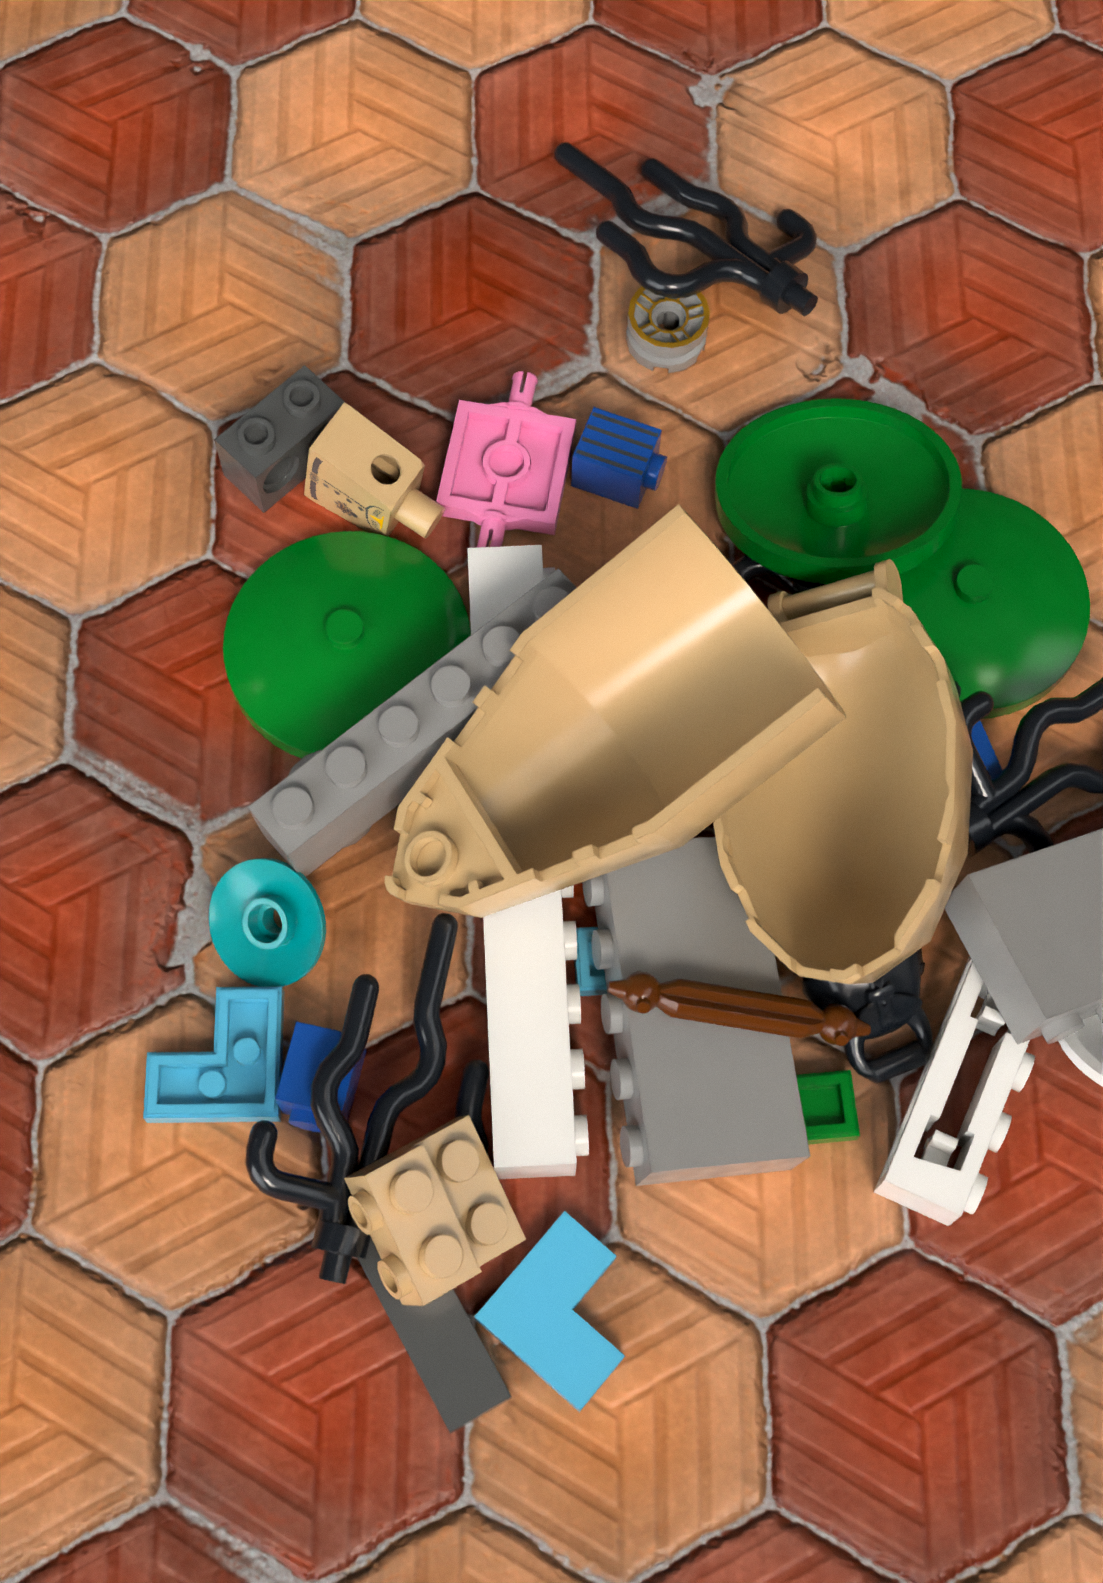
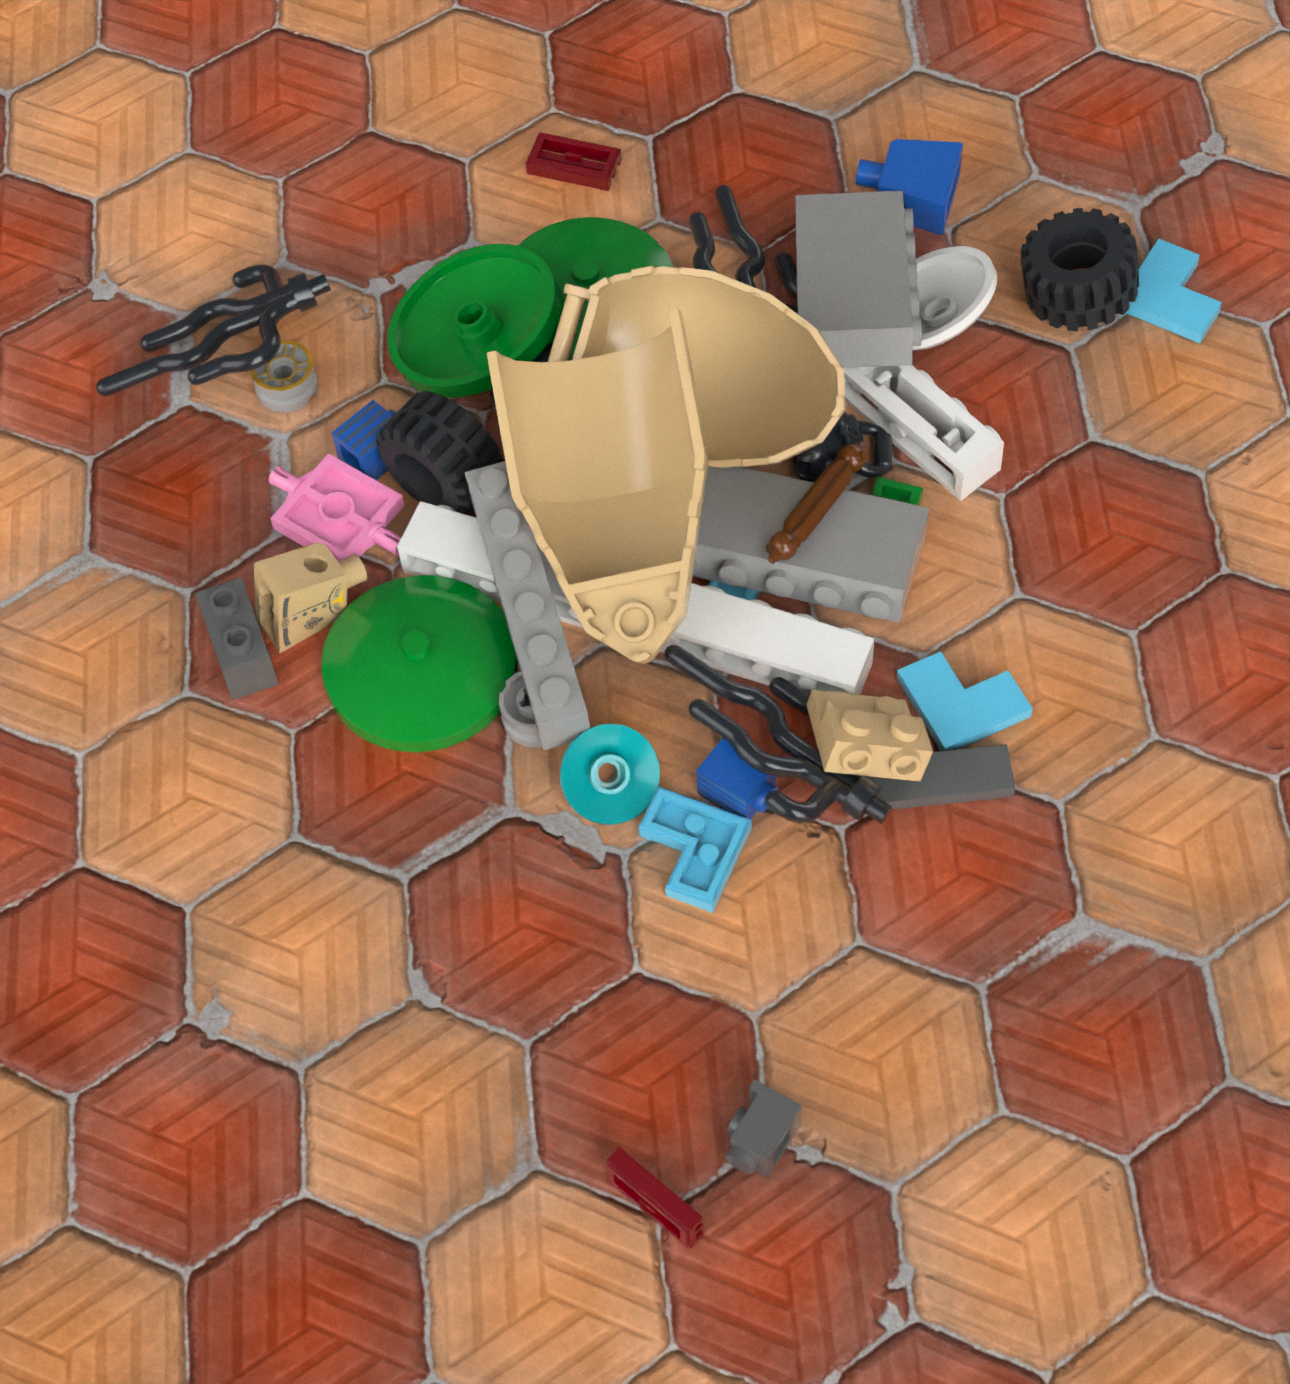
camera: 60 degrees left, 10 degrees down
(606, 511) = (432, 447): none -> black tyre

